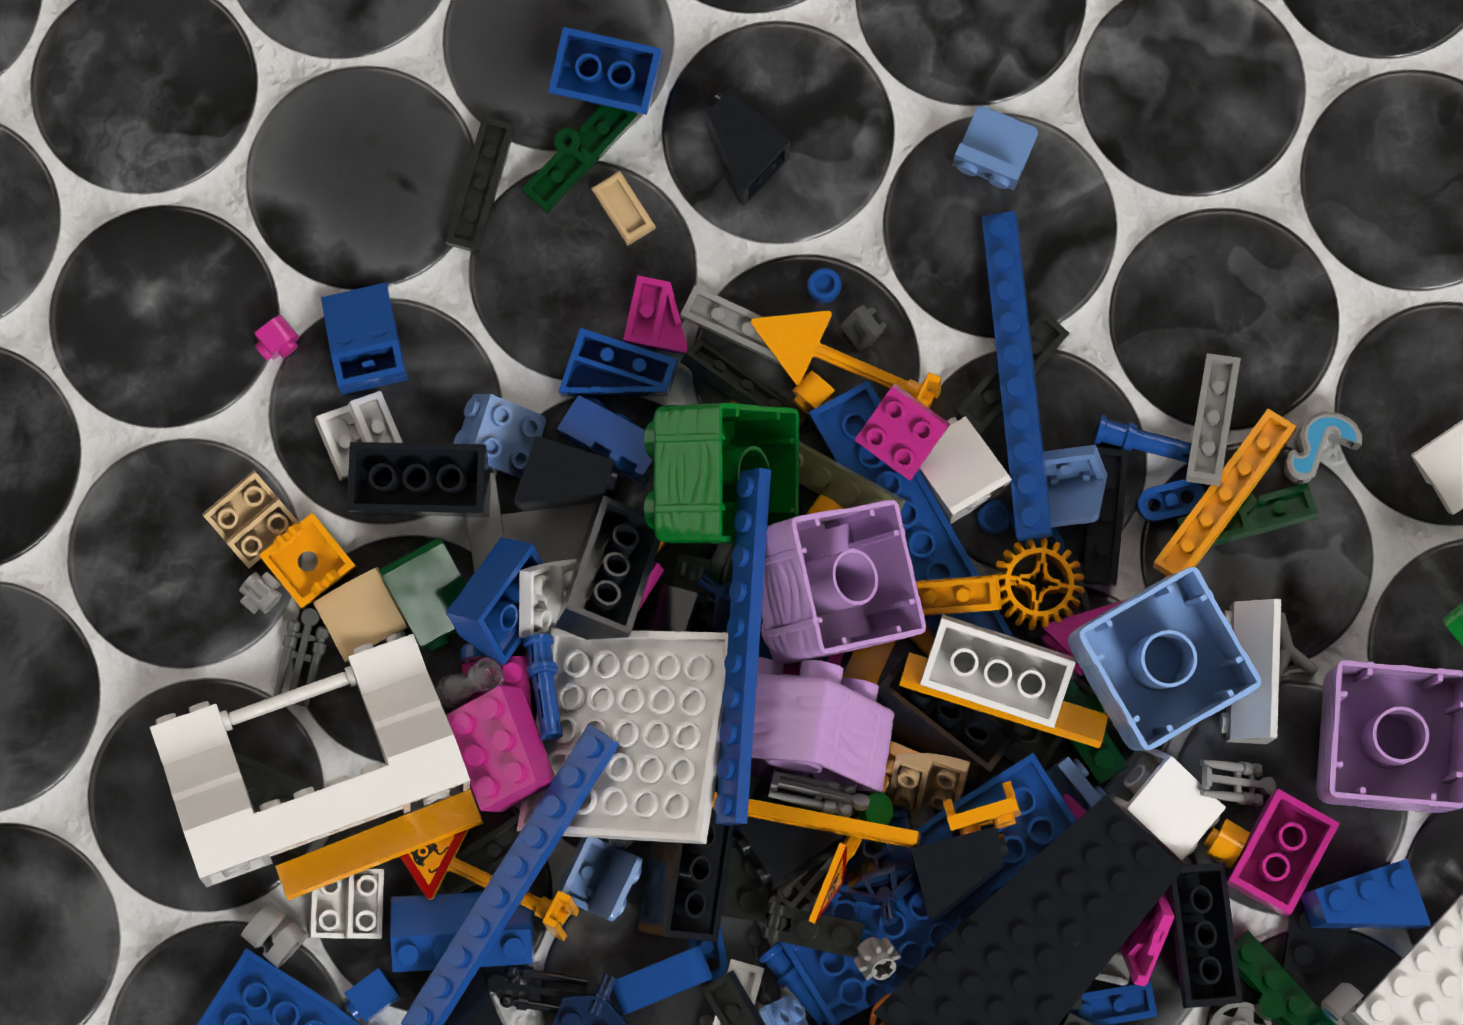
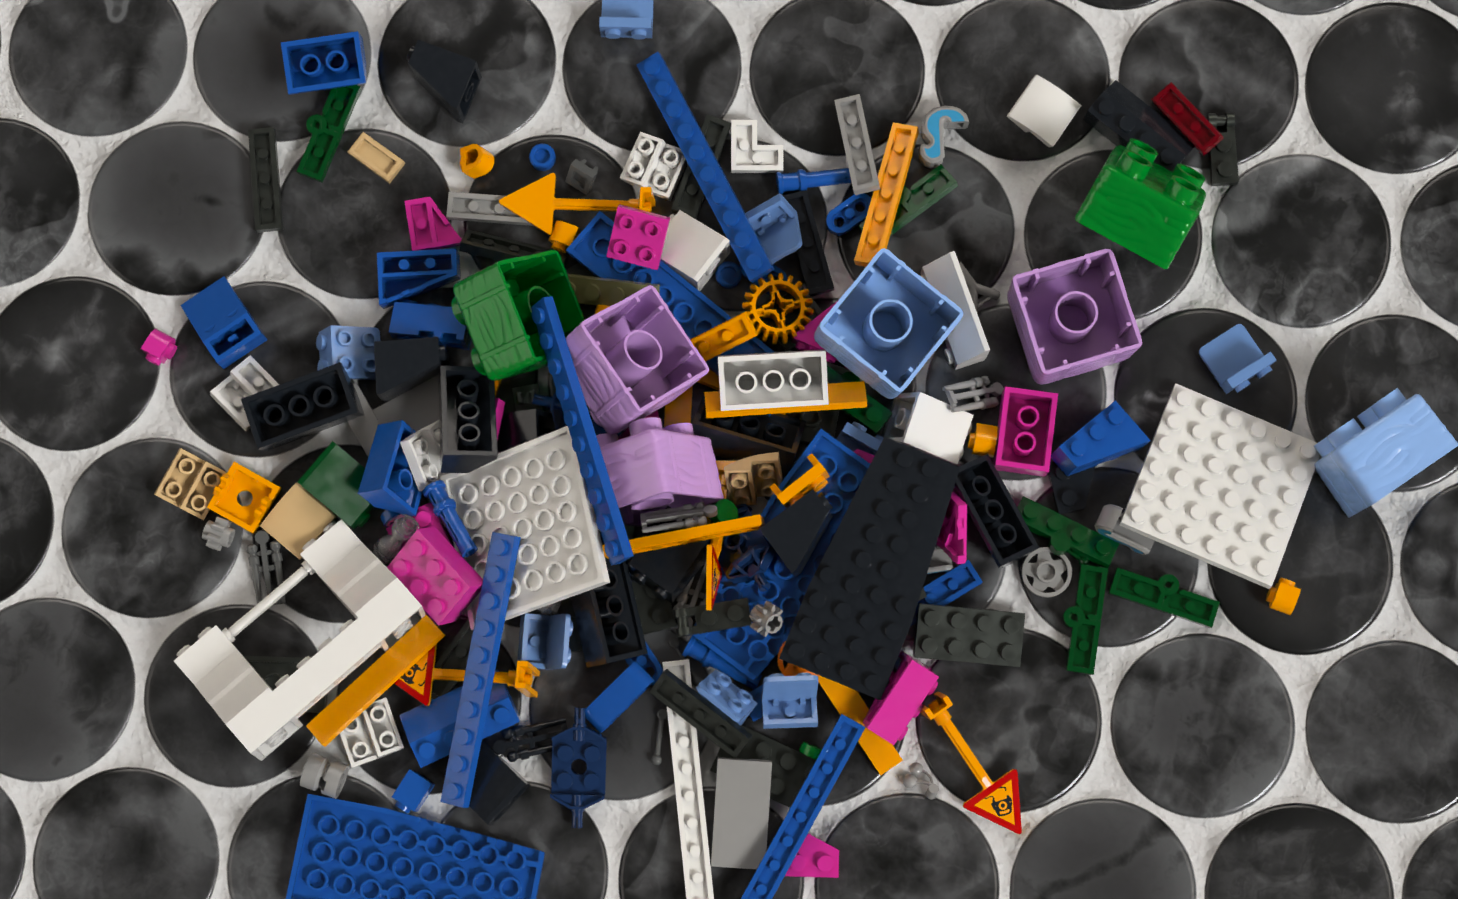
camera: 20 degrees left, 0 degrees up
(742, 259) = (476, 160): none -> light orange plate
(956, 349) = (654, 166): none -> white slope
(1074, 379) = (750, 157): none -> white plate

